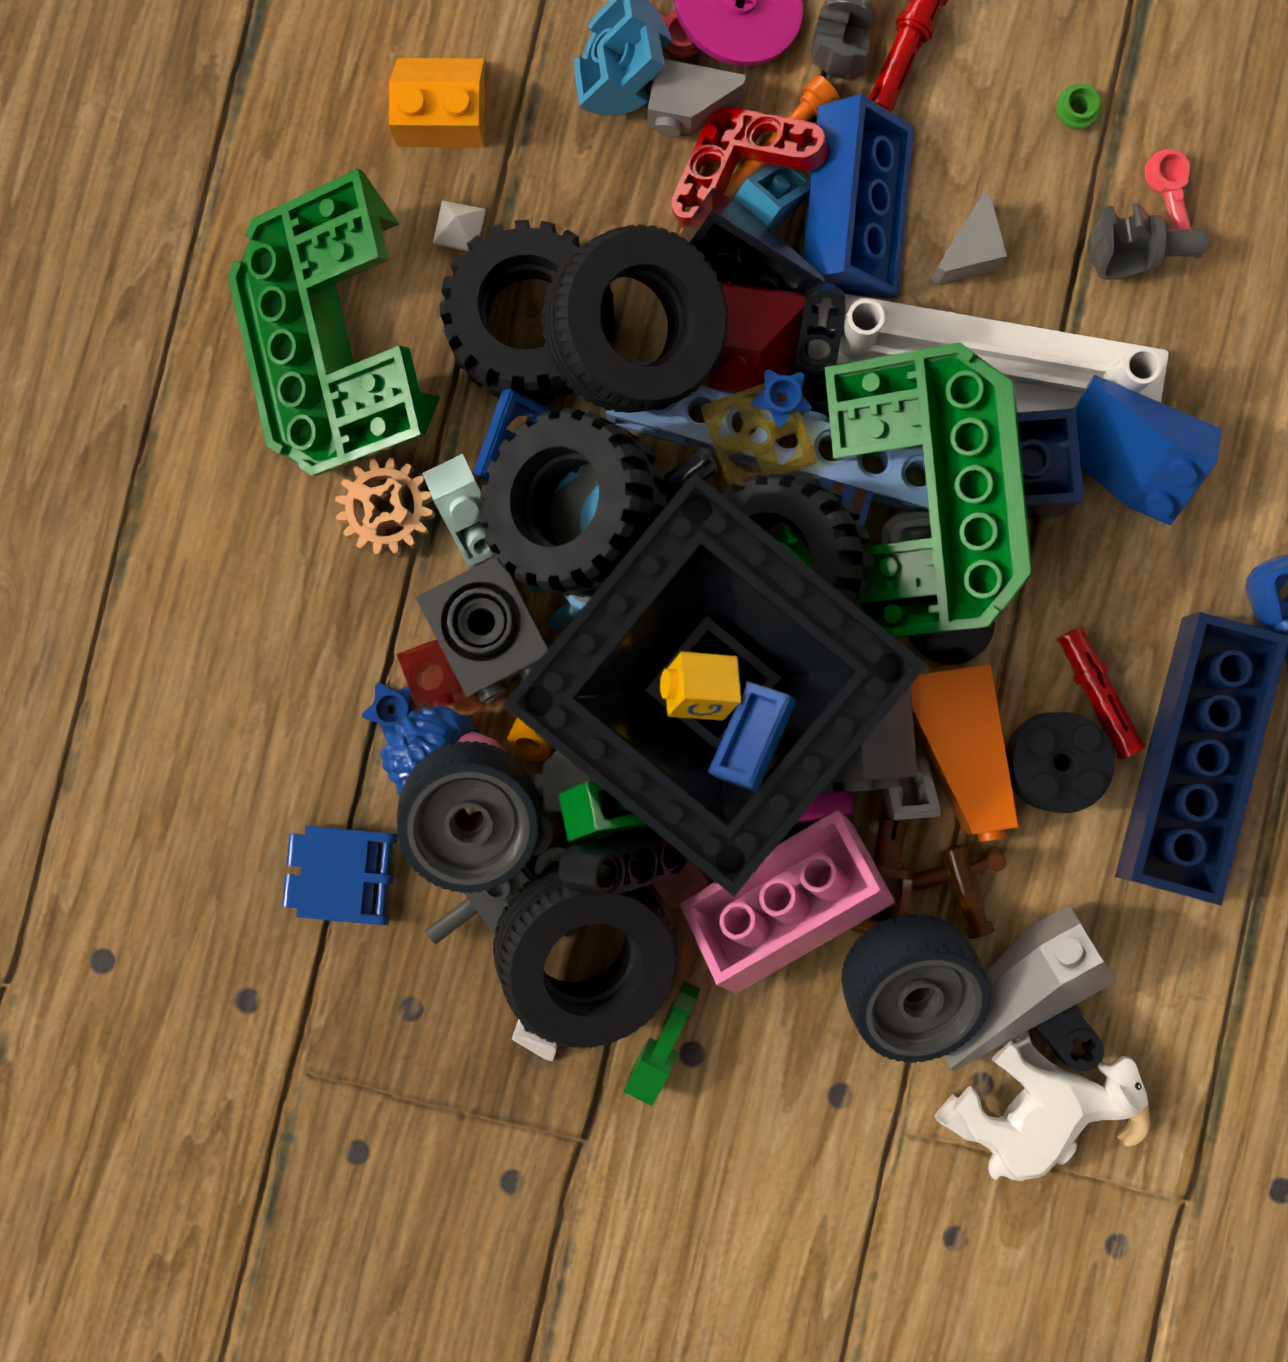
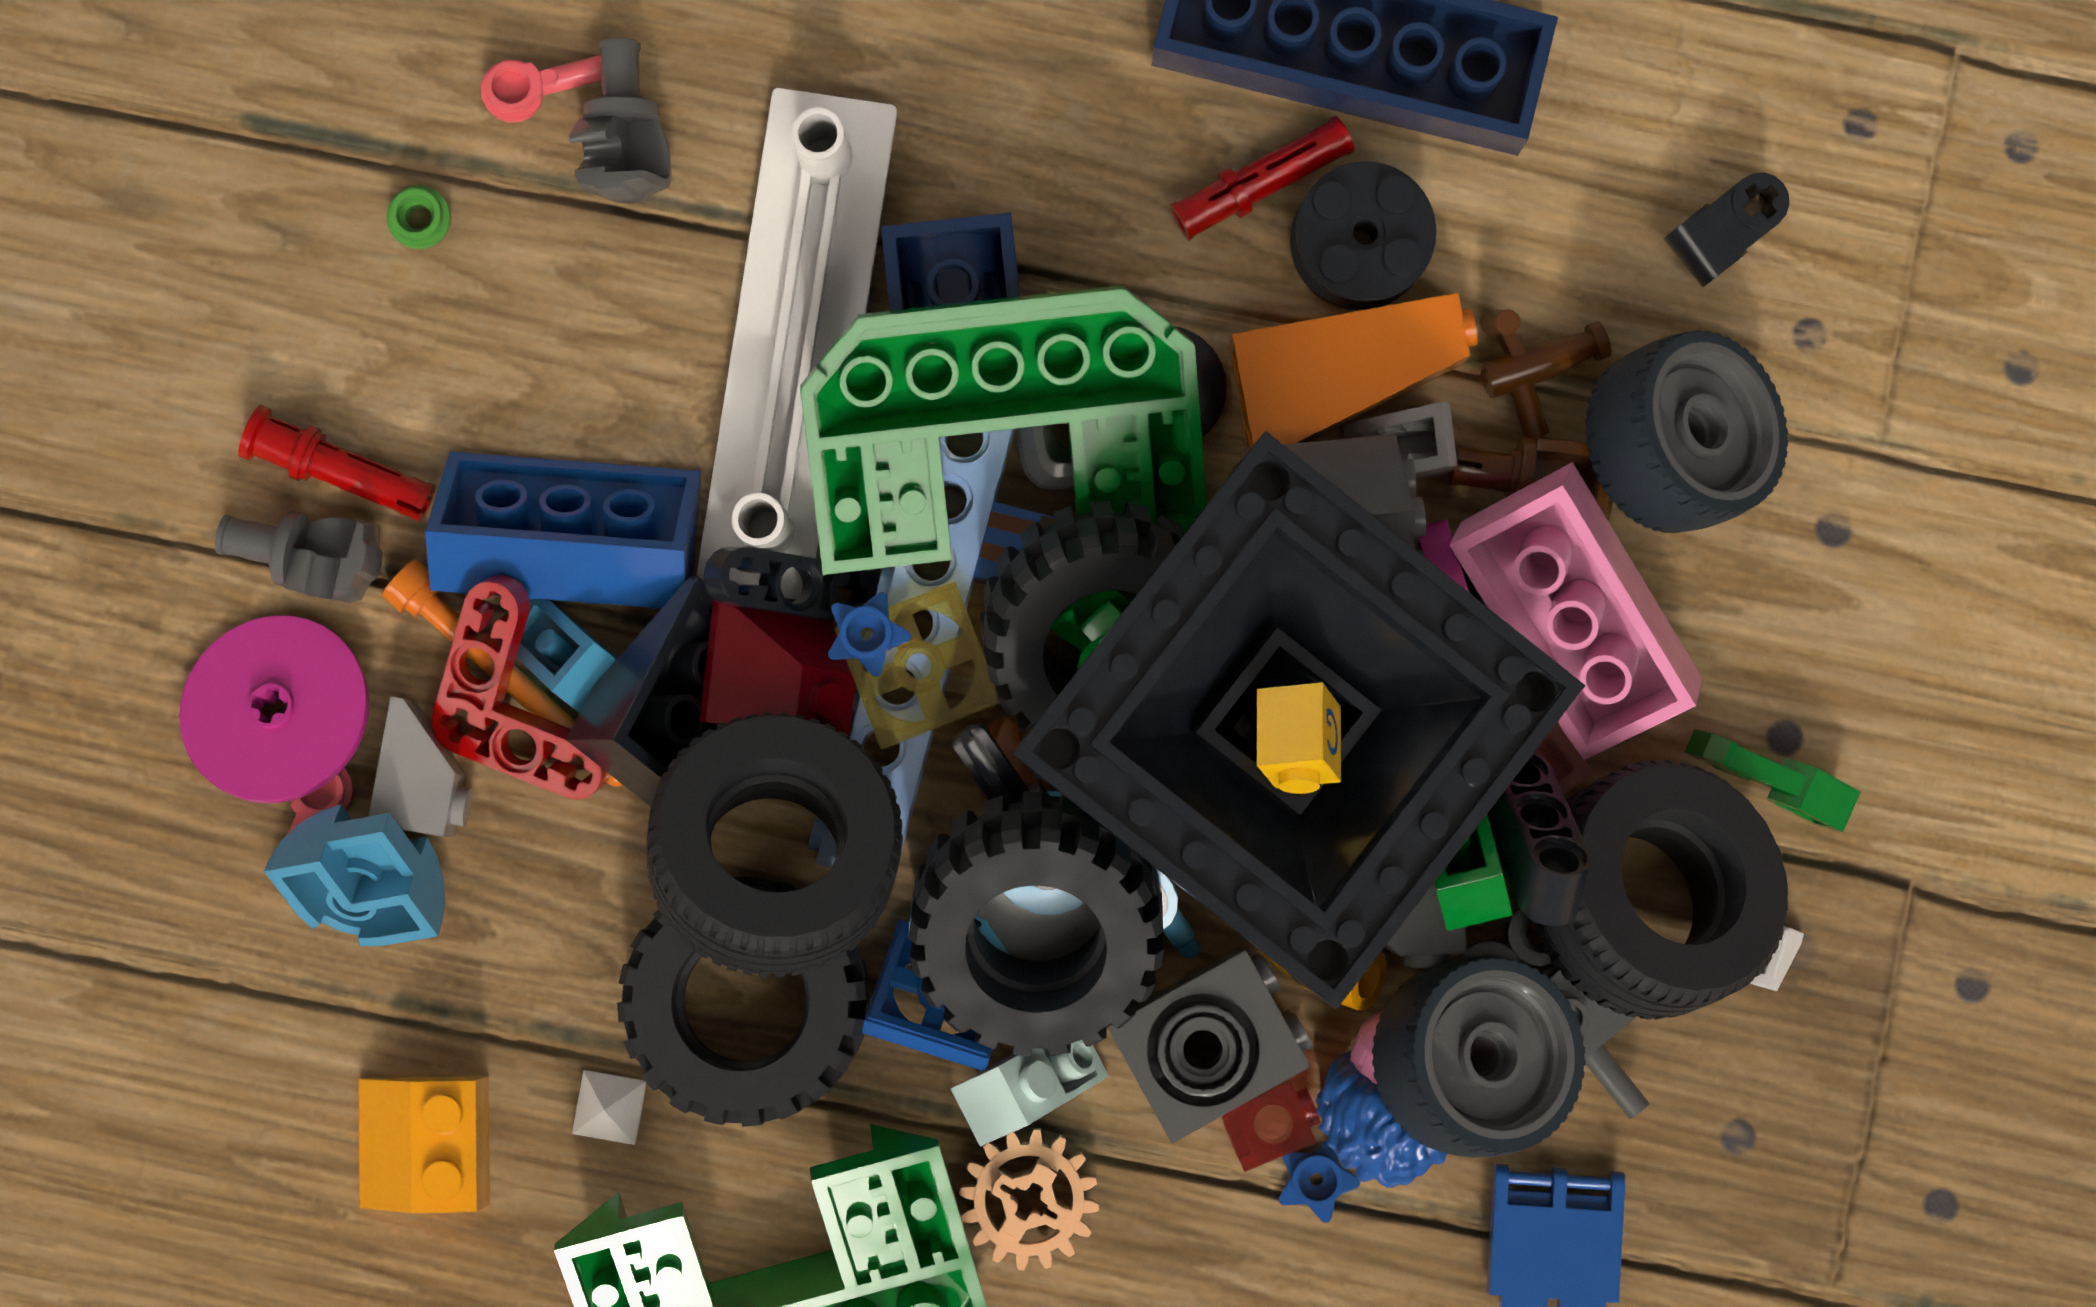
camera: 90 degrees left, 0 degrees up
(752, 736) = (1368, 665): blue tile -> none
(976, 247) = (628, 363): light grey slope -> none
(1036, 979) = (1666, 265): light grey wedge -> none
(1048, 1112) = (1844, 245): white animal -> none
(1143, 448) = (923, 127): blue slope -> none

